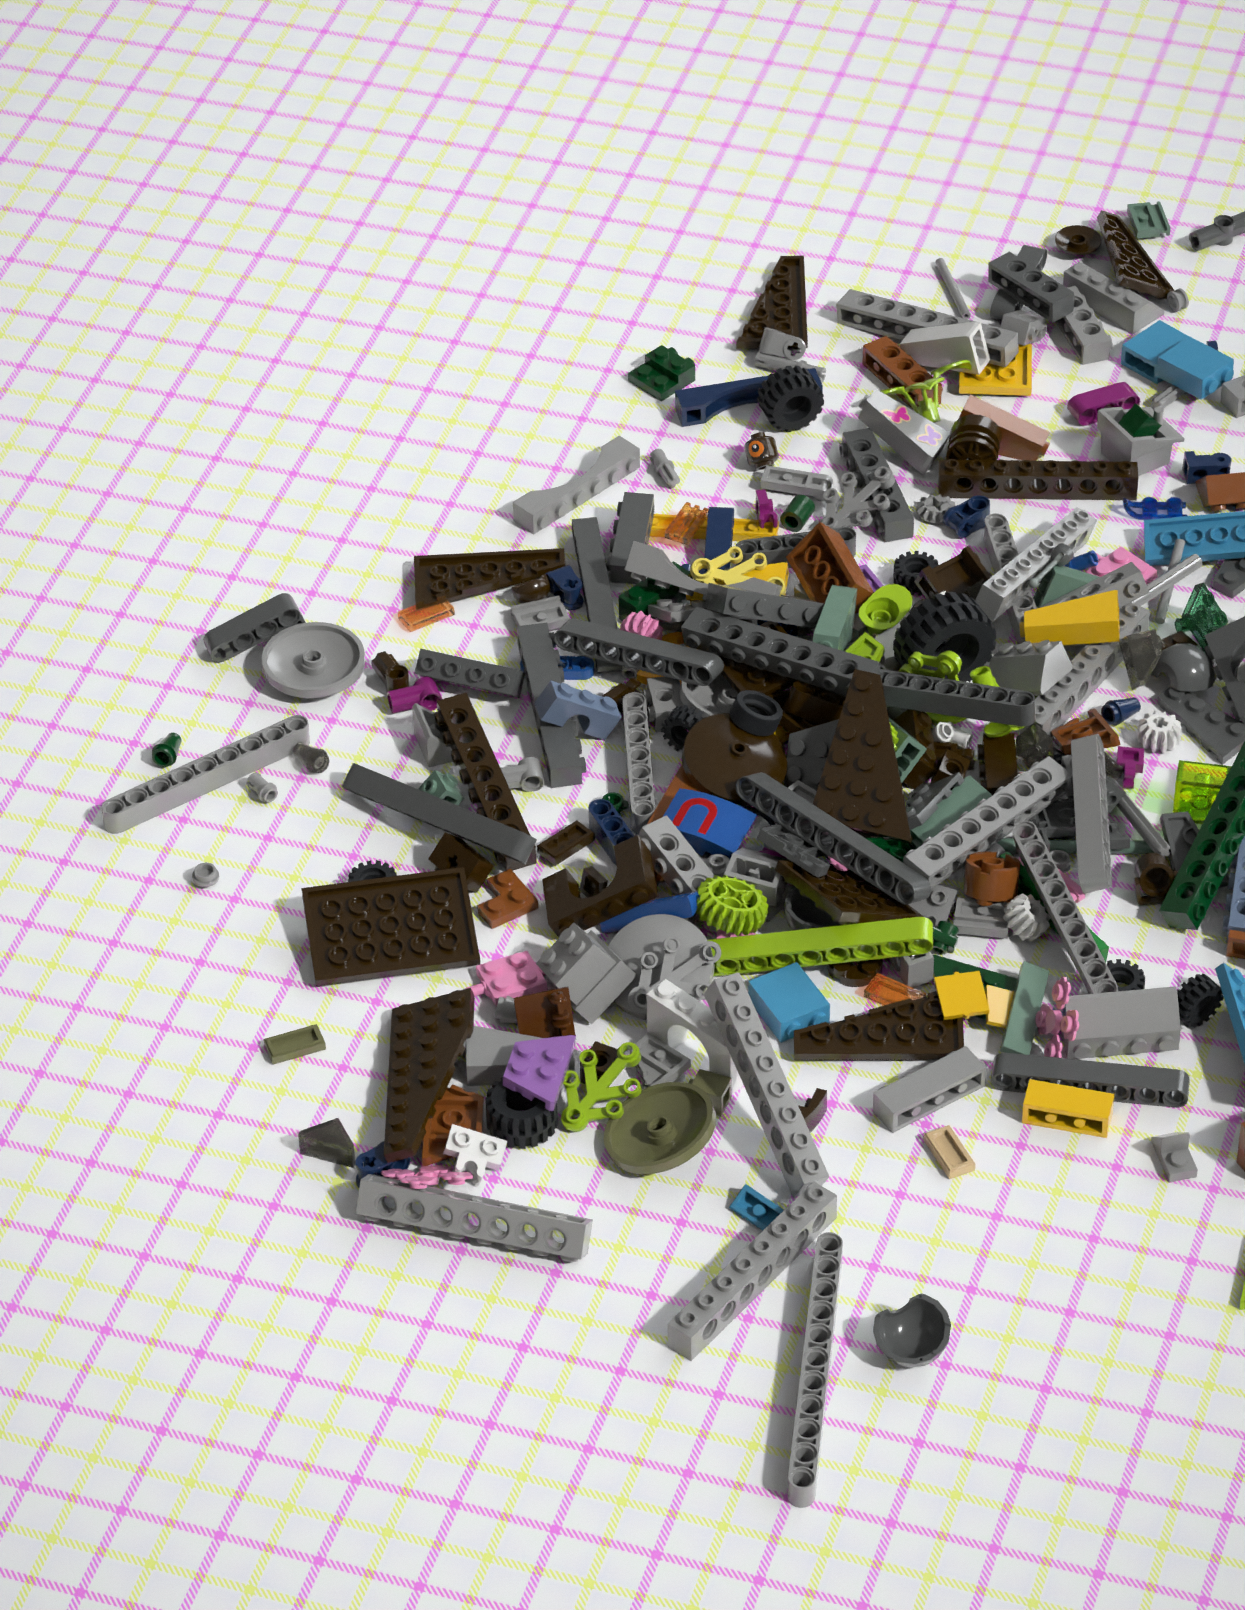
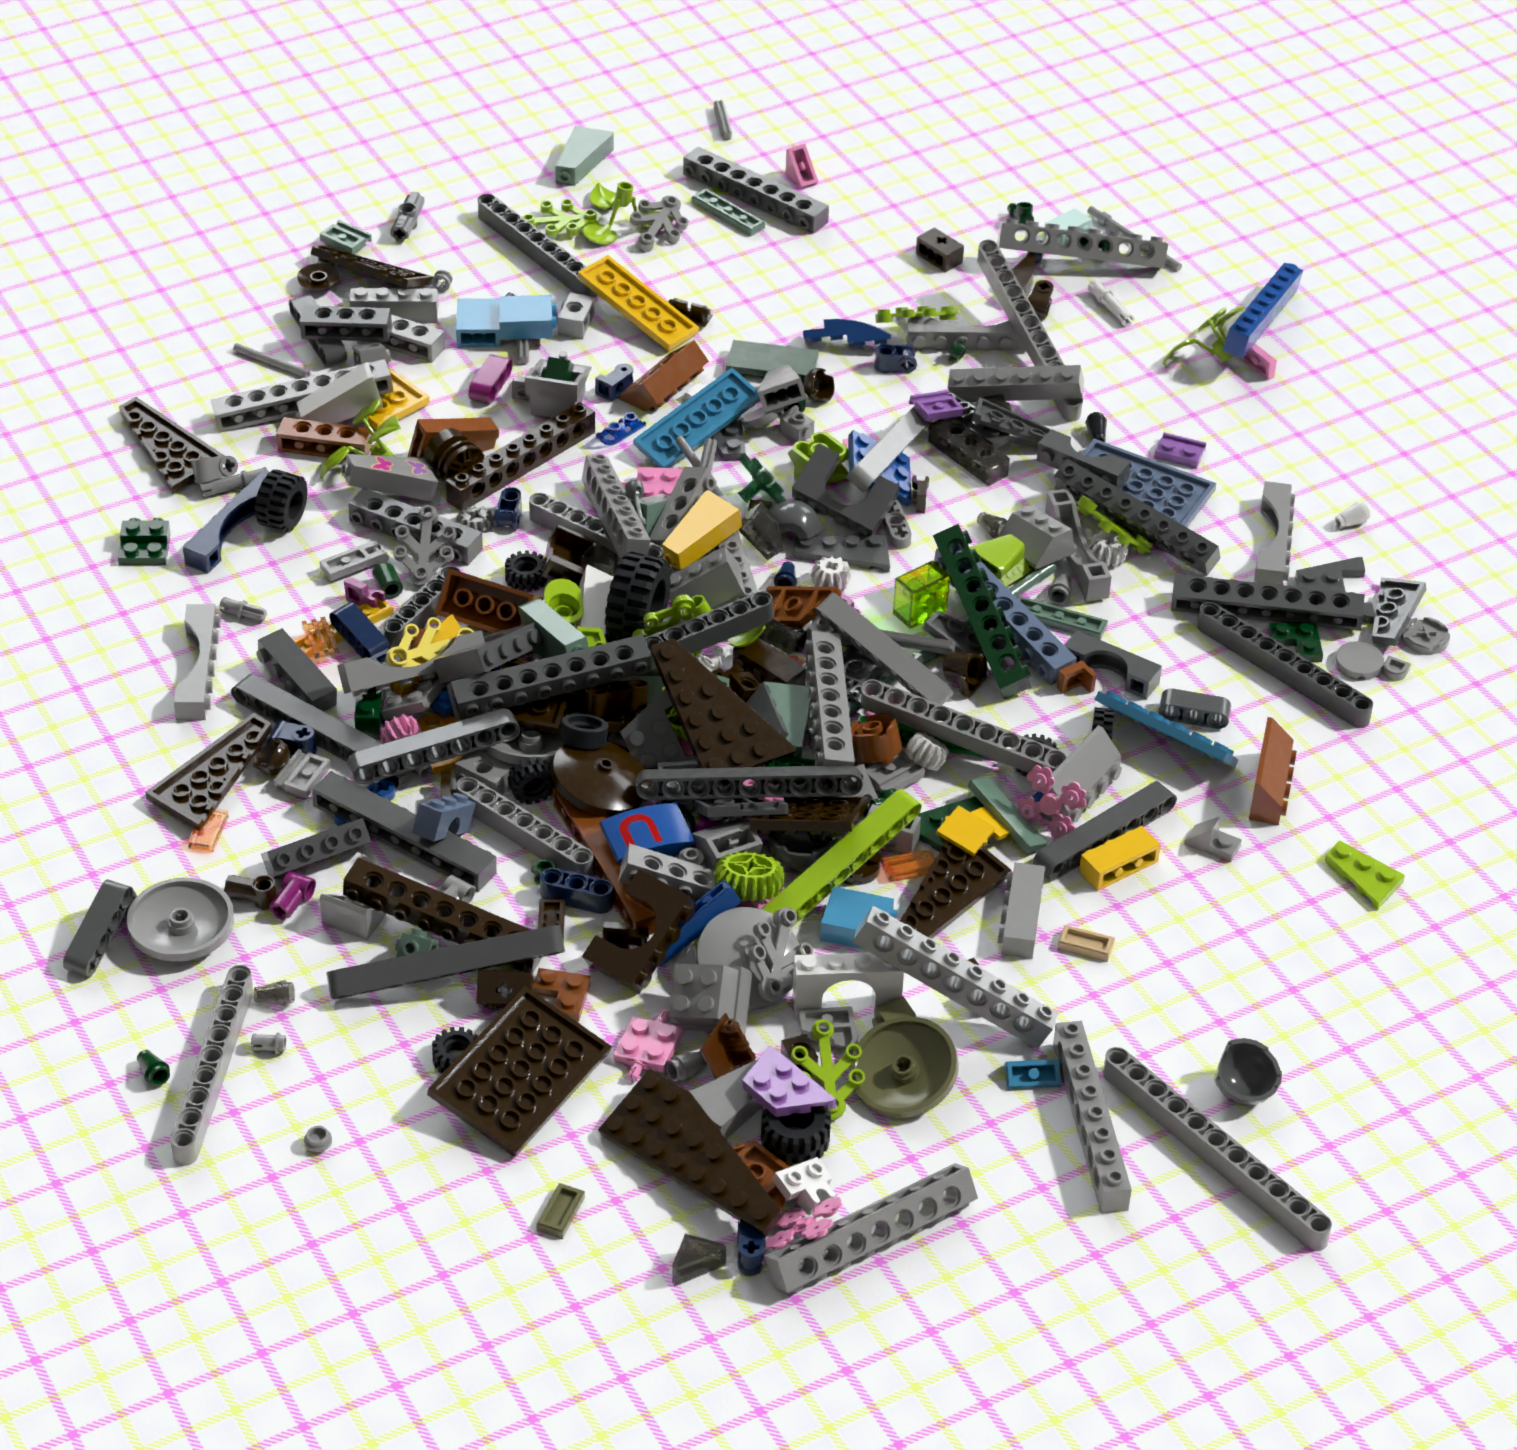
camera: 50 degrees left, 0 degrees up
(761, 451) = (303, 552): dark brown head -> none

